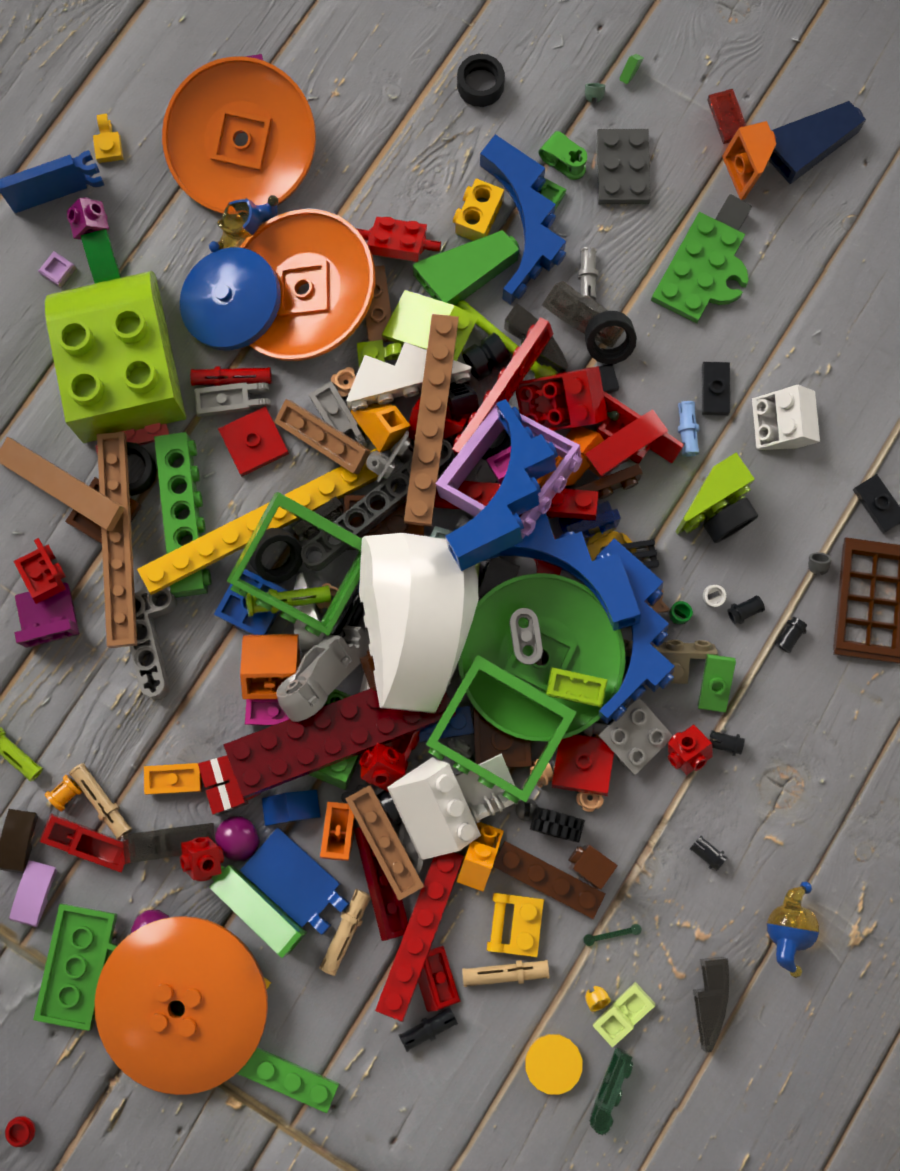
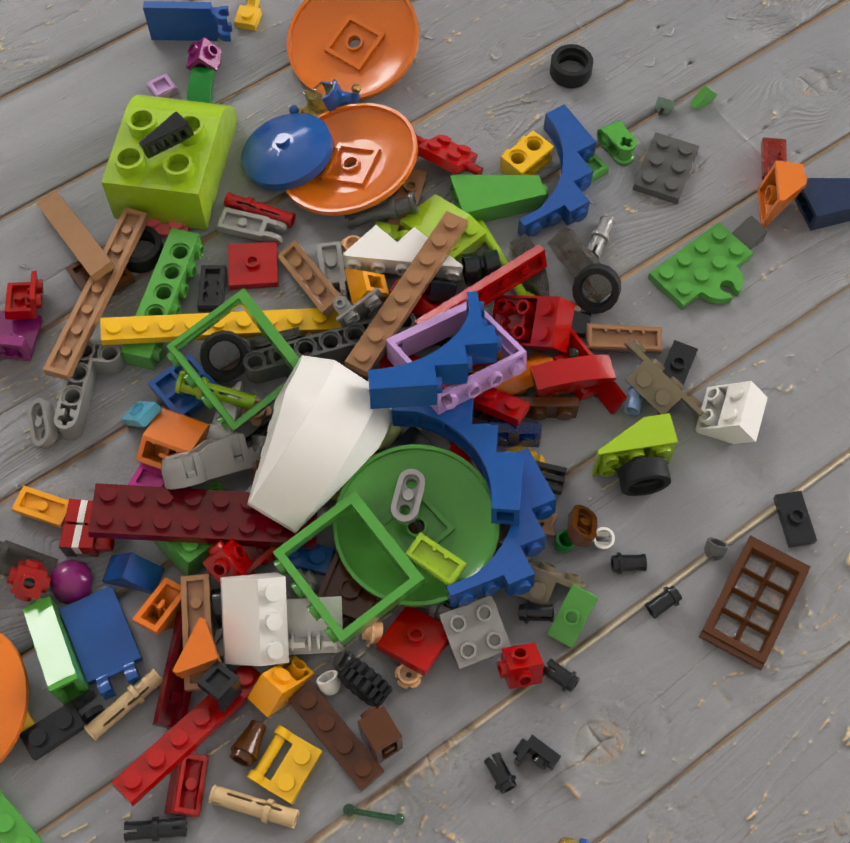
camera: 20 degrees right, 15 degrees down
(113, 347) = (166, 135): none -> black slope
(127, 695) = (42, 423): none -> light grey plate
(223, 649) = (141, 414): none -> medium azure plate
(224, 484) = (211, 287): none -> black plate
(295, 976) = (59, 726): none -> black hinge
(369, 326) = (392, 209): none -> dark grey pin
(400, 863) = (198, 652): none -> orange slope
(432, 885) = (220, 685): none -> black panel
(475, 921) = (248, 745): none -> reddish brown cone
(521, 834) = (329, 682): none -> white hinge
(654, 379) = (612, 337): none -> medium nougat plate
(681, 692) = (535, 612): none -> black pin
(691, 592) = (582, 526): none -> reddish brown plate
(706, 422) = (655, 386): none -> dark tan bracket
(738, 822) = (541, 754): none -> black bracket

